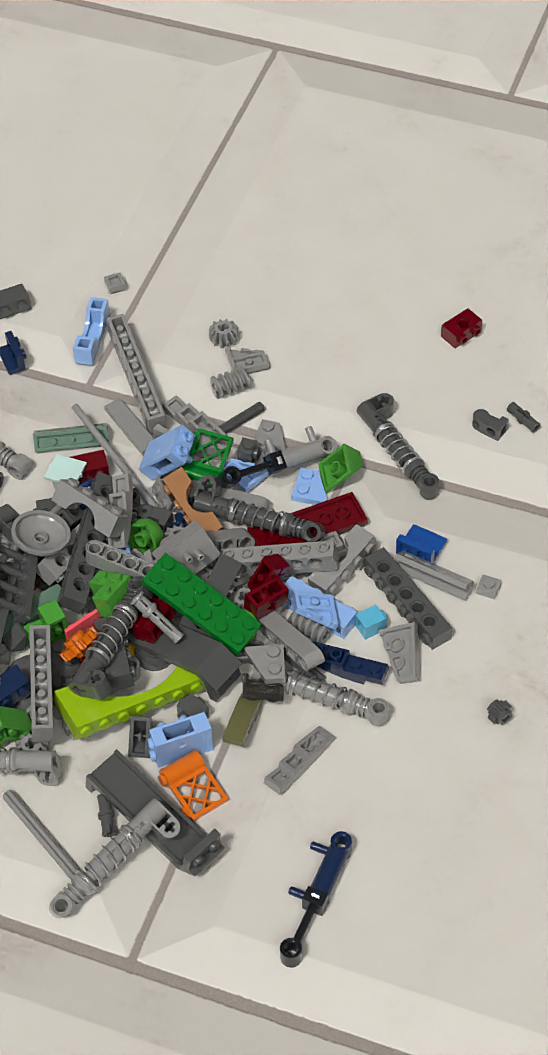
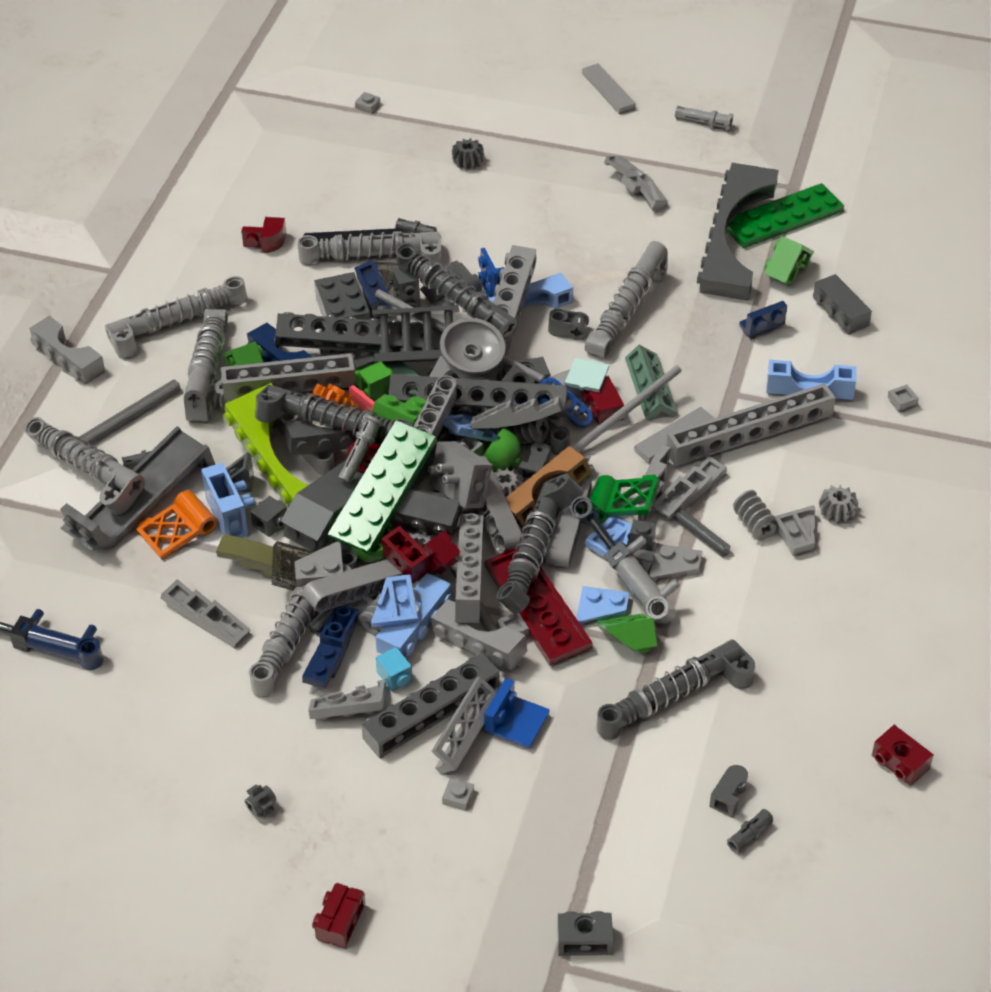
camera: 85 degrees right, 5 degrees down
(108, 518) = (501, 388): light grey arch -> none
(167, 452) = (621, 457): light blue piece -> none

